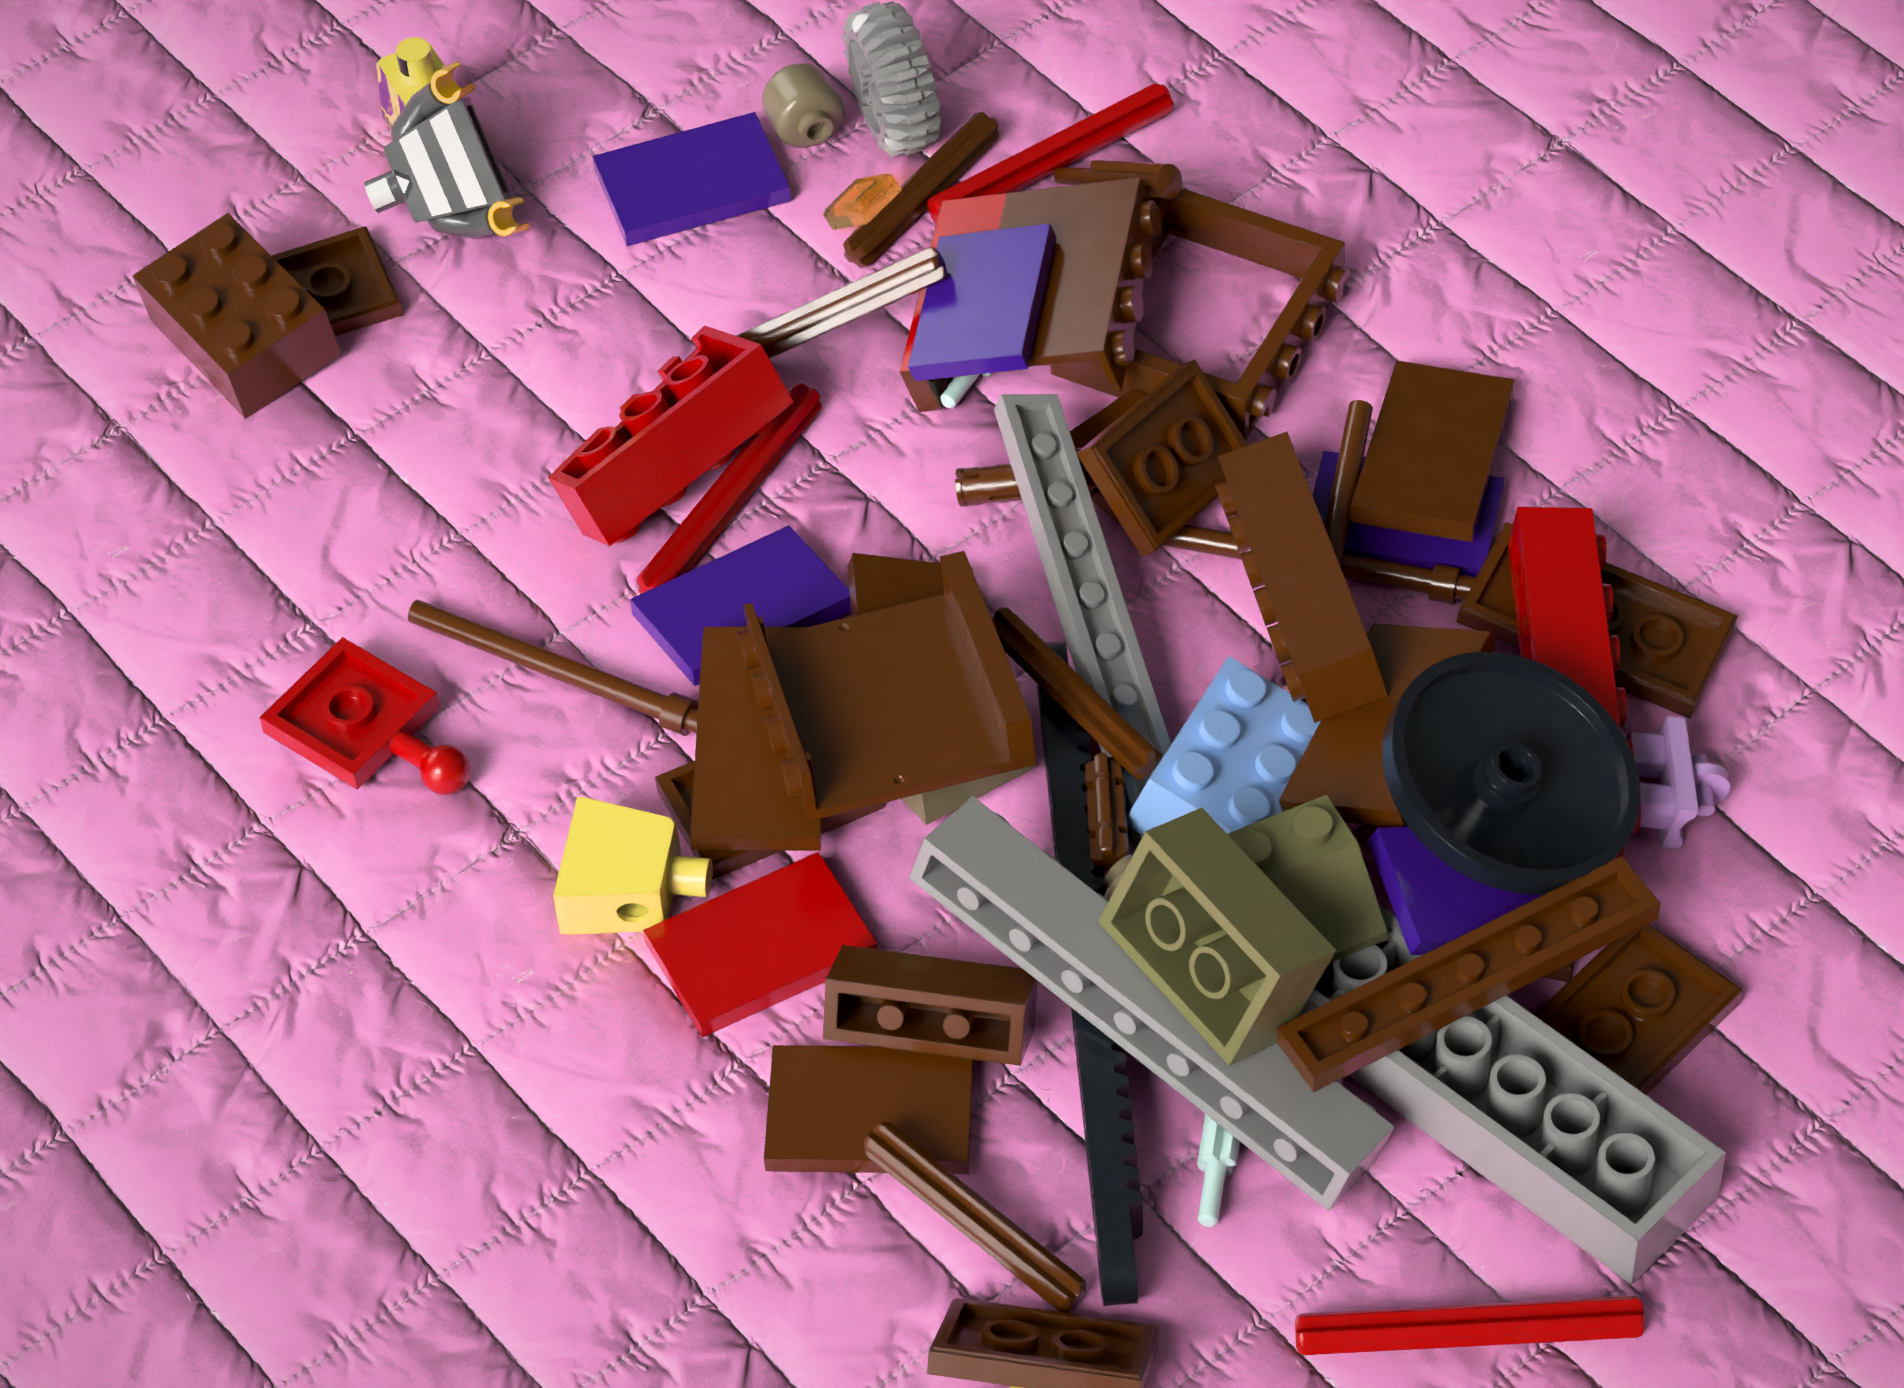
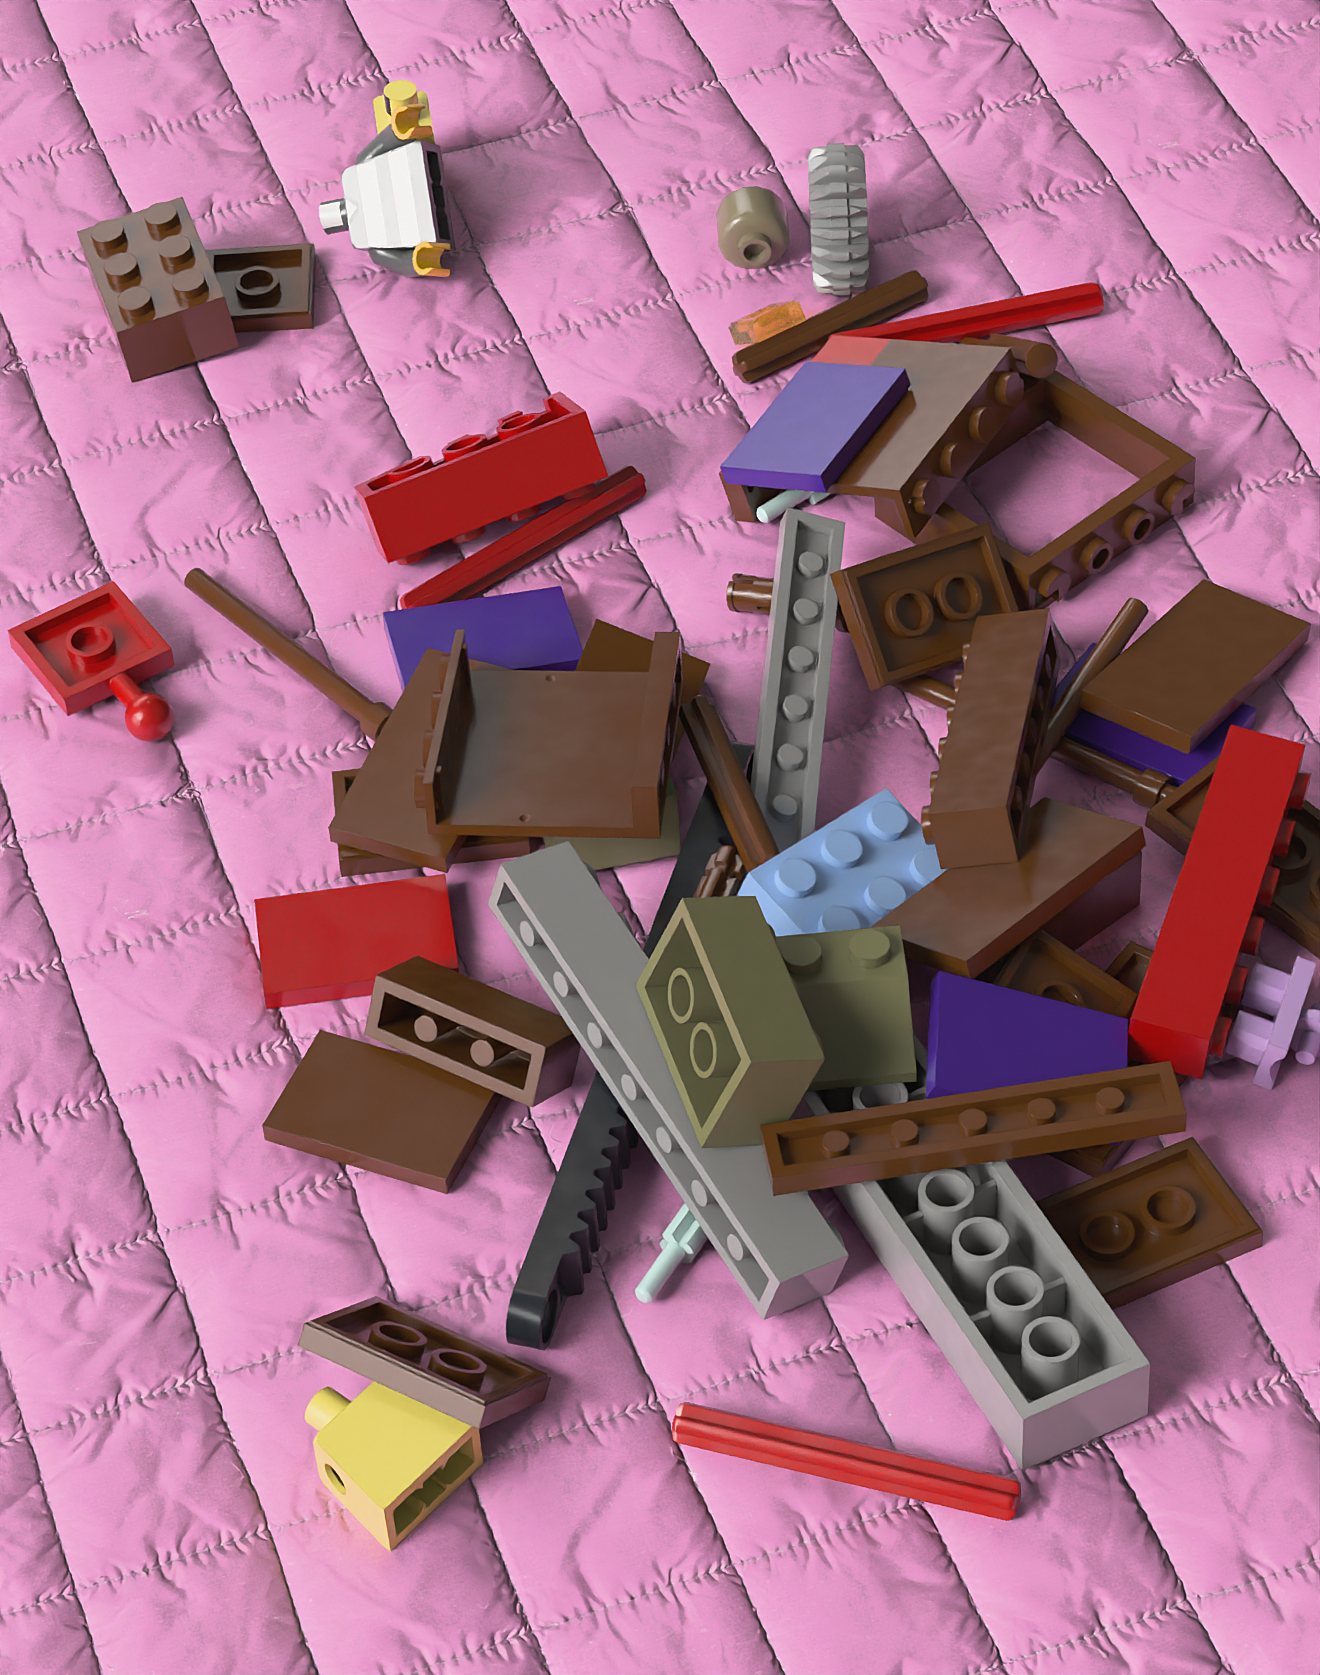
camera: 20 degrees right, 5 degrees down
(622, 870) = (258, 842): light yellow torso -> none
(691, 178) = (624, 270): dark purple tile -> none
(849, 302) = (692, 403): axle -> none
(975, 1217) = (426, 1230): reddish brown axle -> none
(1510, 772) = (1093, 953): black dish -> none

